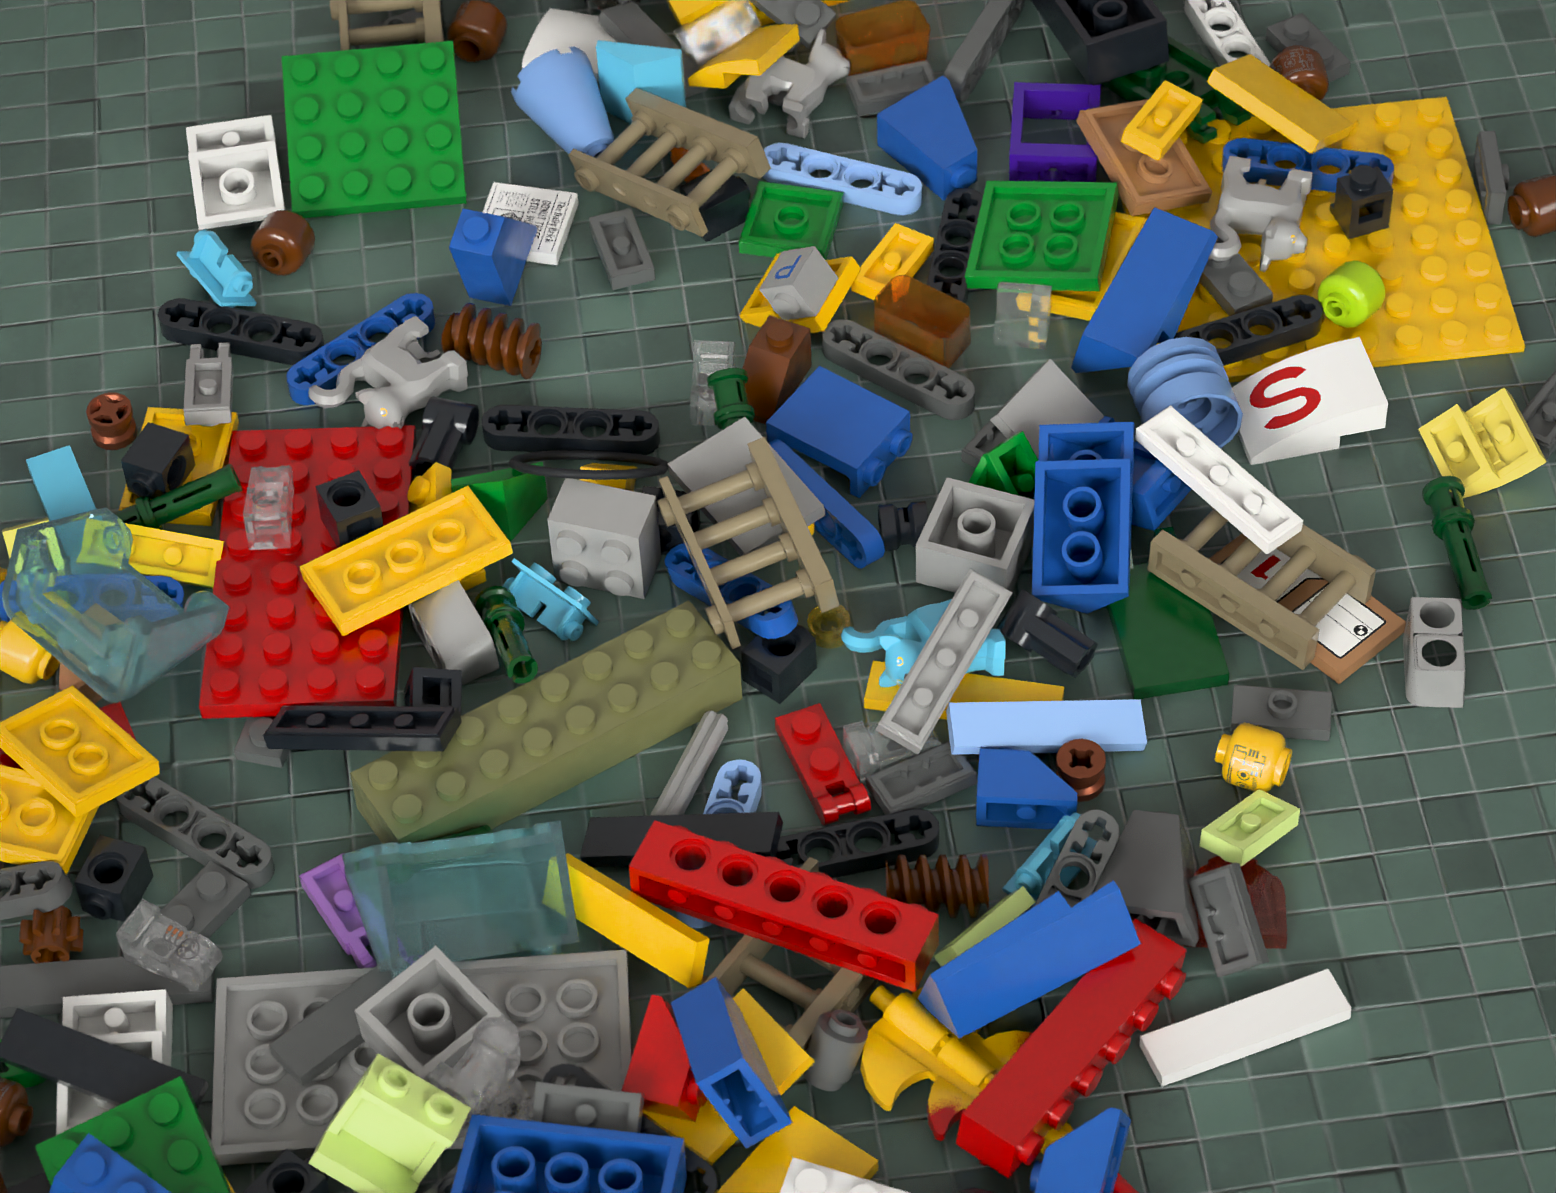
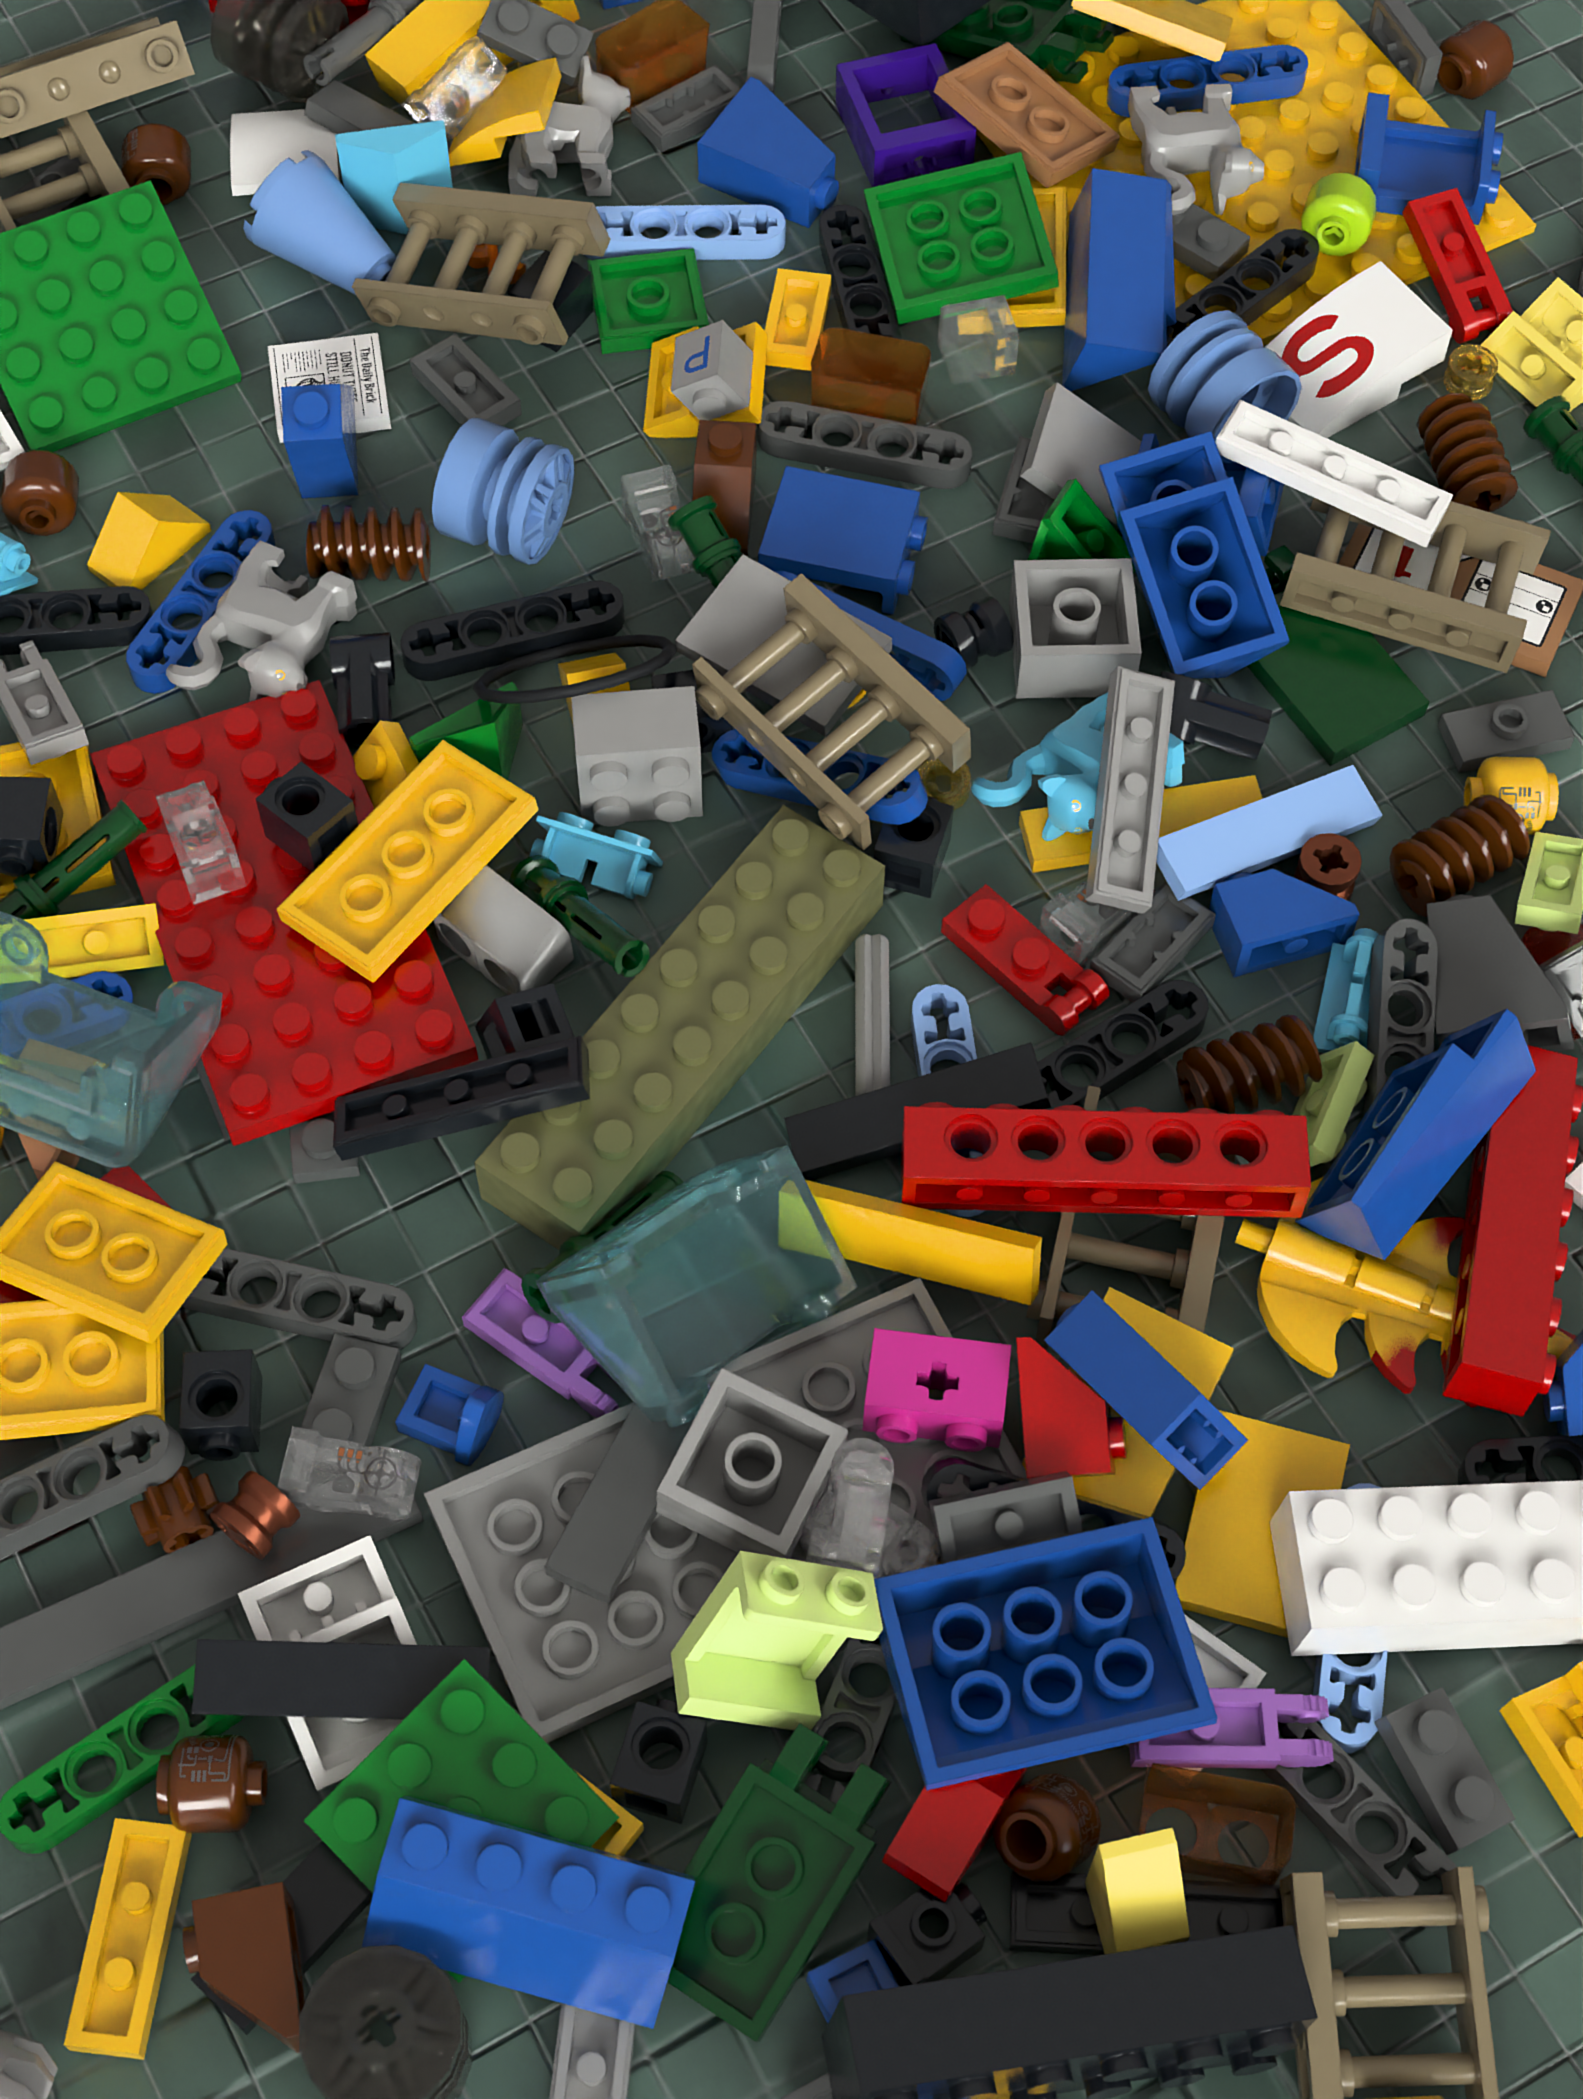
camera: 25 degrees left, 10 degrees up
(97, 952) = (255, 1514): none -> copper wheel
(264, 938) = (450, 1413): none -> blue tile
(341, 293) = (143, 538): none -> yellow slope
(588, 1018) = (966, 1371): none -> dark pink brick
(603, 327) = (502, 490): none -> medium blue wheel
(835, 1049) = (1242, 1317): dark grey brick -> none
(1161, 120) = (1038, 65): yellow plate -> none
(1185, 782) = (1458, 852): none -> reddish brown piece
(1357, 501) = (1466, 452): none -> reddish brown piece
(1358, 190) = (1295, 104): black brick -> none
(1405, 454) = (1473, 360): none -> clear yellow bush
(1431, 355) = (1457, 263): none -> red plate
(1444, 275) = (1420, 160): none -> blue panel

